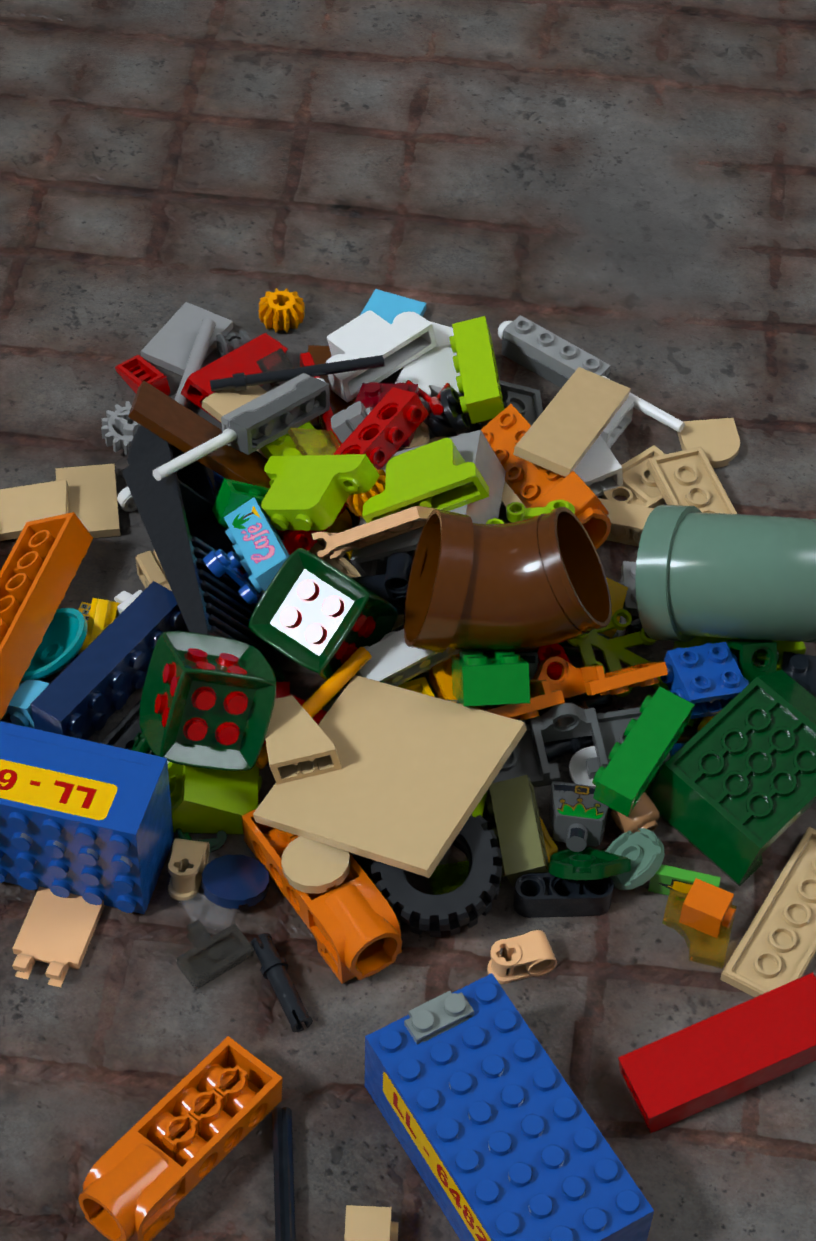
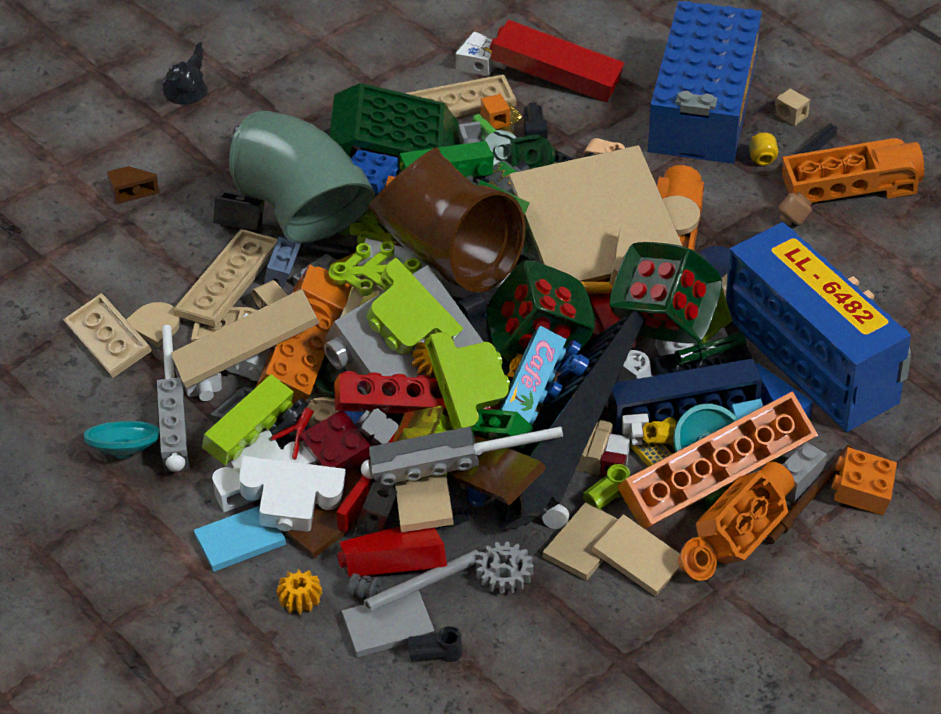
camera: 135 degrees left, 5 degrees down
(108, 552) = (606, 489): none -> lime piece
(120, 341) = (443, 645): none -> black piece
(126, 576) = (615, 453): none -> leg
(146, 373) = (454, 592): red slope -> none
(208, 1029) = (795, 209): none -> medium nougat head
(241, 381) = (413, 506): black bar -> none
(275, 970) = (733, 219): black pin -> none
(337, 1114) = (763, 148): none -> yellow head
(372, 532) = (469, 304): light nougat tile -> none
(582, 305) = (122, 437): none -> teal dish
(648, 941) = (533, 120): none -> black piece
(694, 853) = (469, 133): none -> light grey panel
(729, 399) = (107, 335): none -> tan tile

